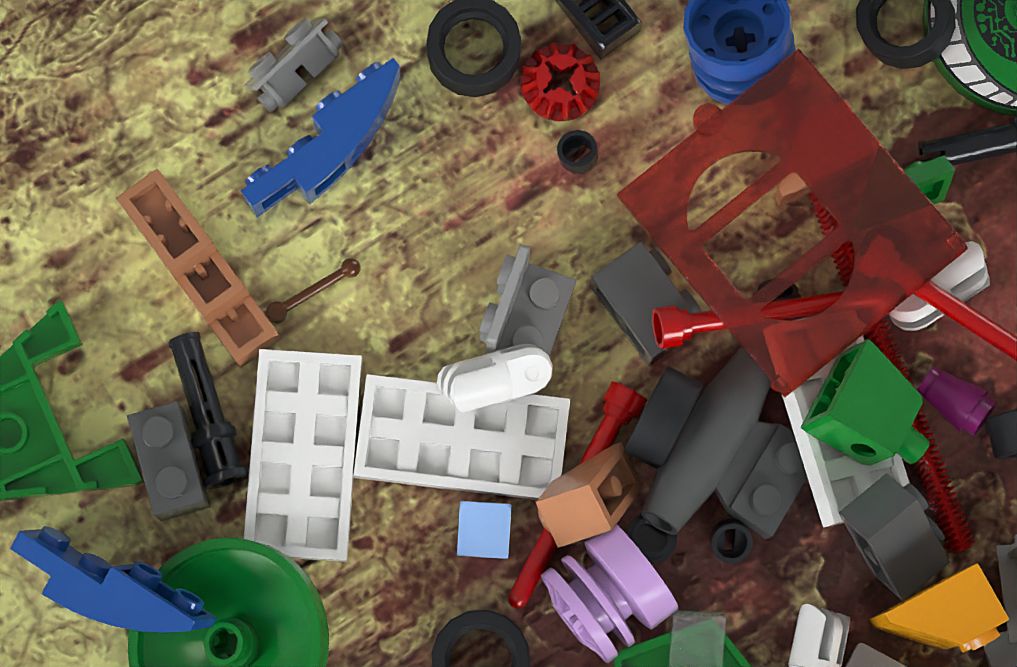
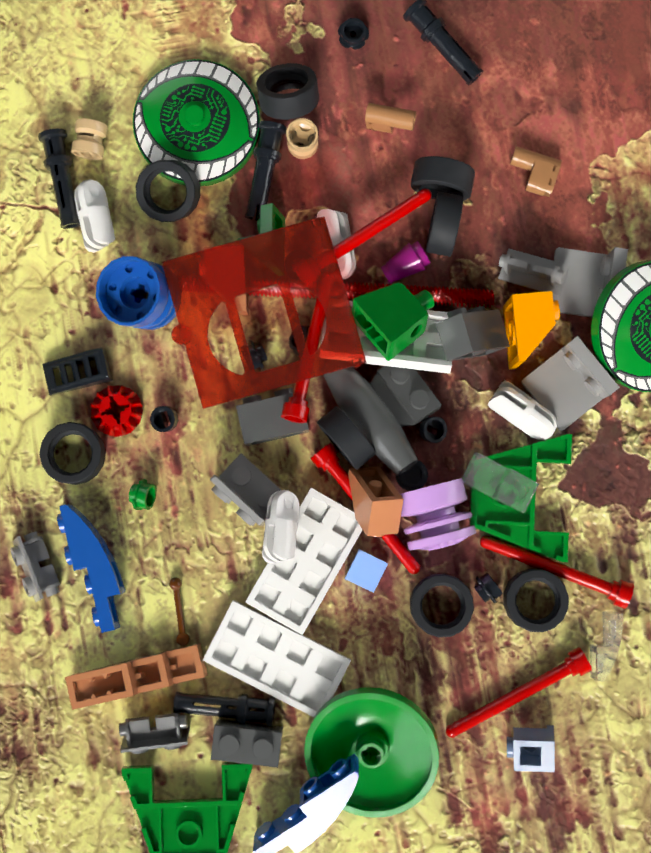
camera: 60 degrees left, 5 degrees up
(136, 343) = (139, 737): none -> dark grey hinge
(456, 168) = (142, 495): none -> green plate
(726, 241) = (257, 354): none -> black plate

